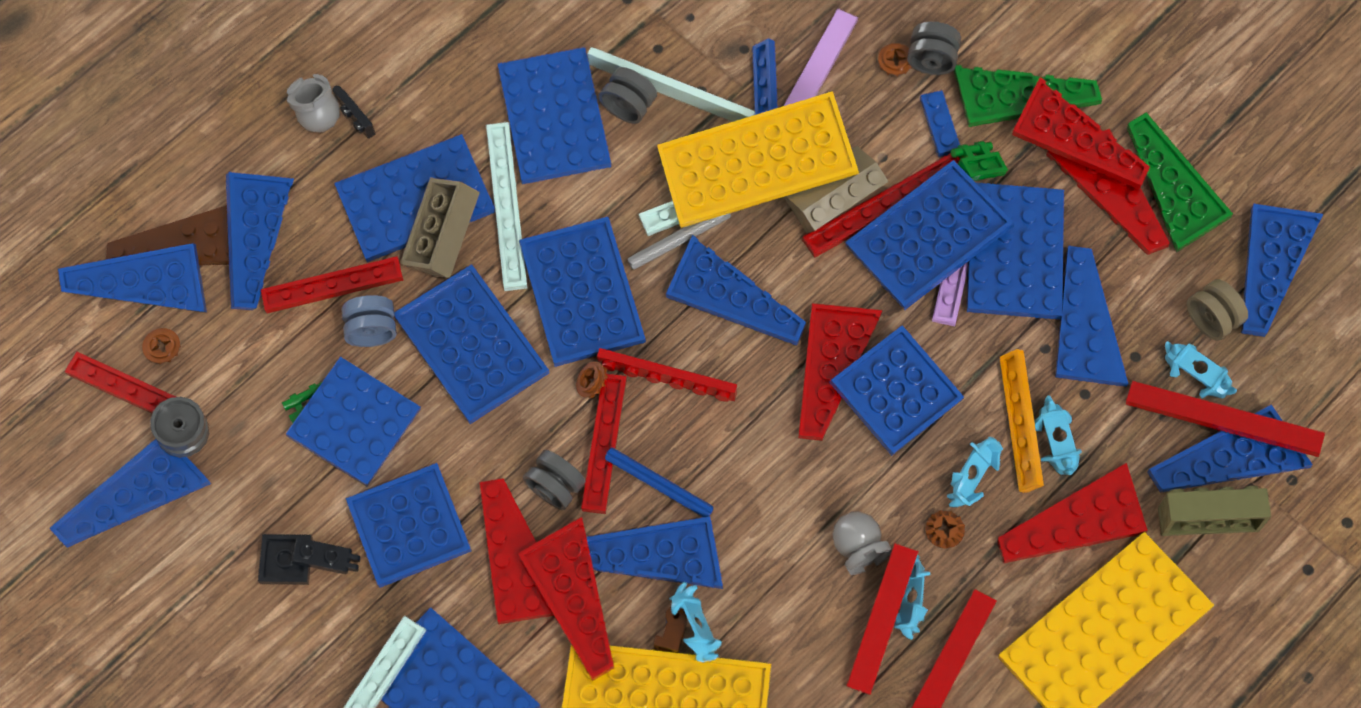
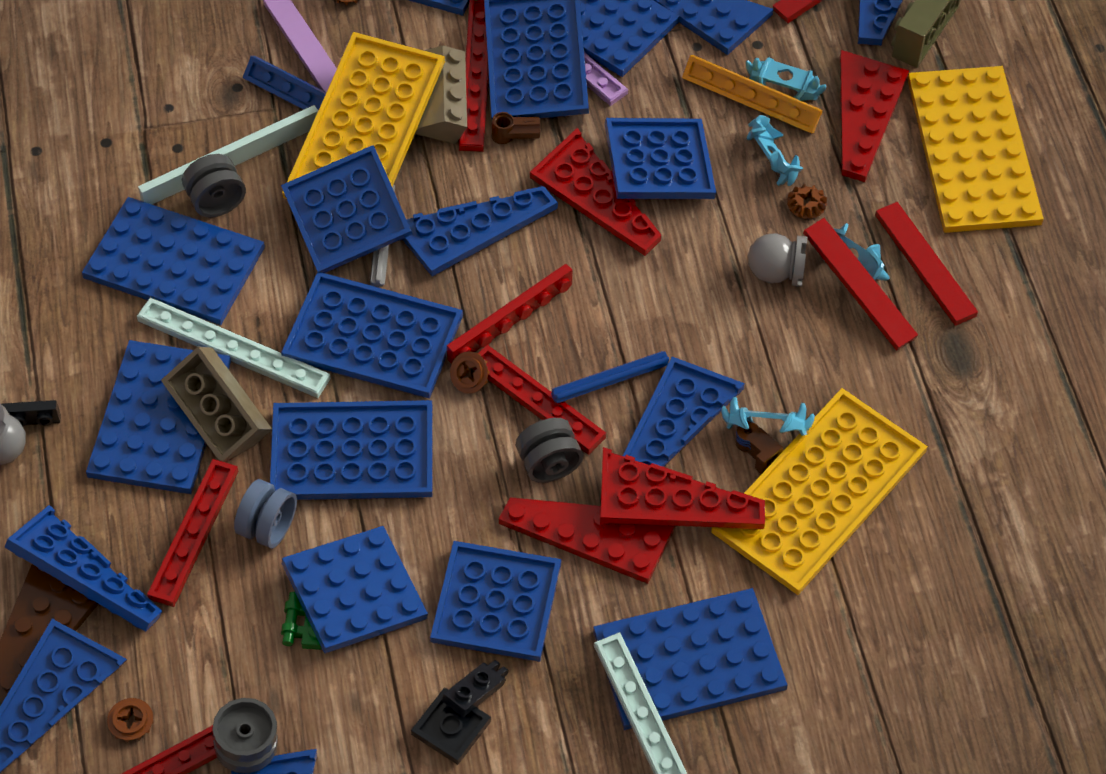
camera: 60 degrees left, 10 degrees down
(669, 198) = (346, 209): none -> blue plate
(849, 267) = (507, 127): none -> reddish brown piece

